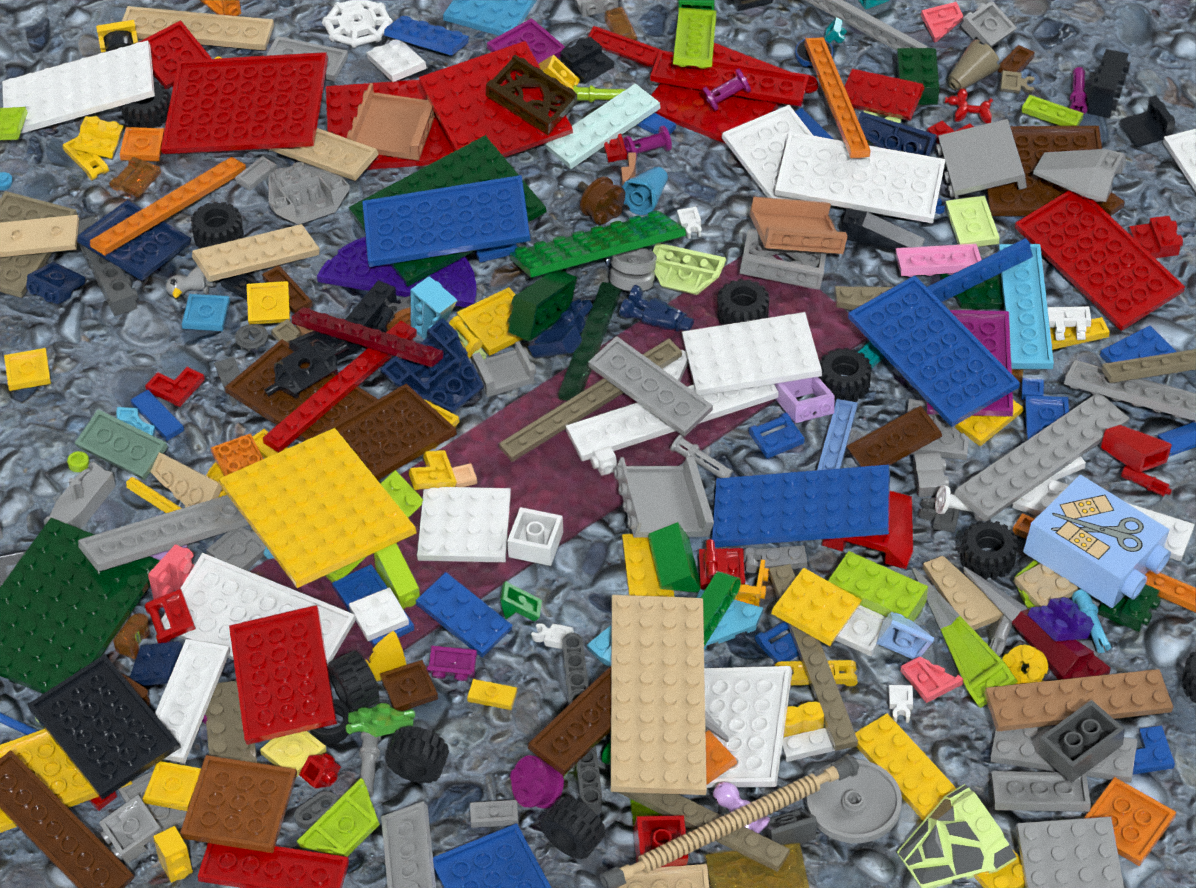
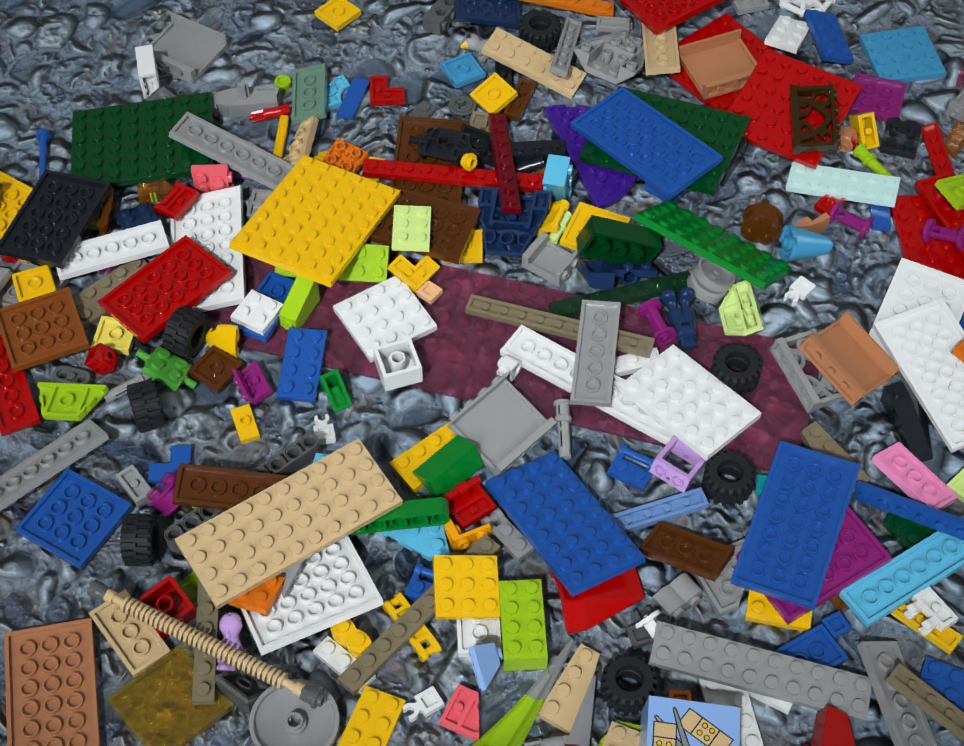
camera: 55 degrees right, 5 degrees up
(114, 490) = (269, 113): none -> red piece
(265, 219) = (565, 47): none -> light grey plate
(346, 359) = (469, 161): none -> yellow plate
(388, 443) = (411, 228): none -> yellowish green plate
(494, 768) = (178, 455): none -> blue tile
(645, 329) = (650, 310): none -> magenta hose

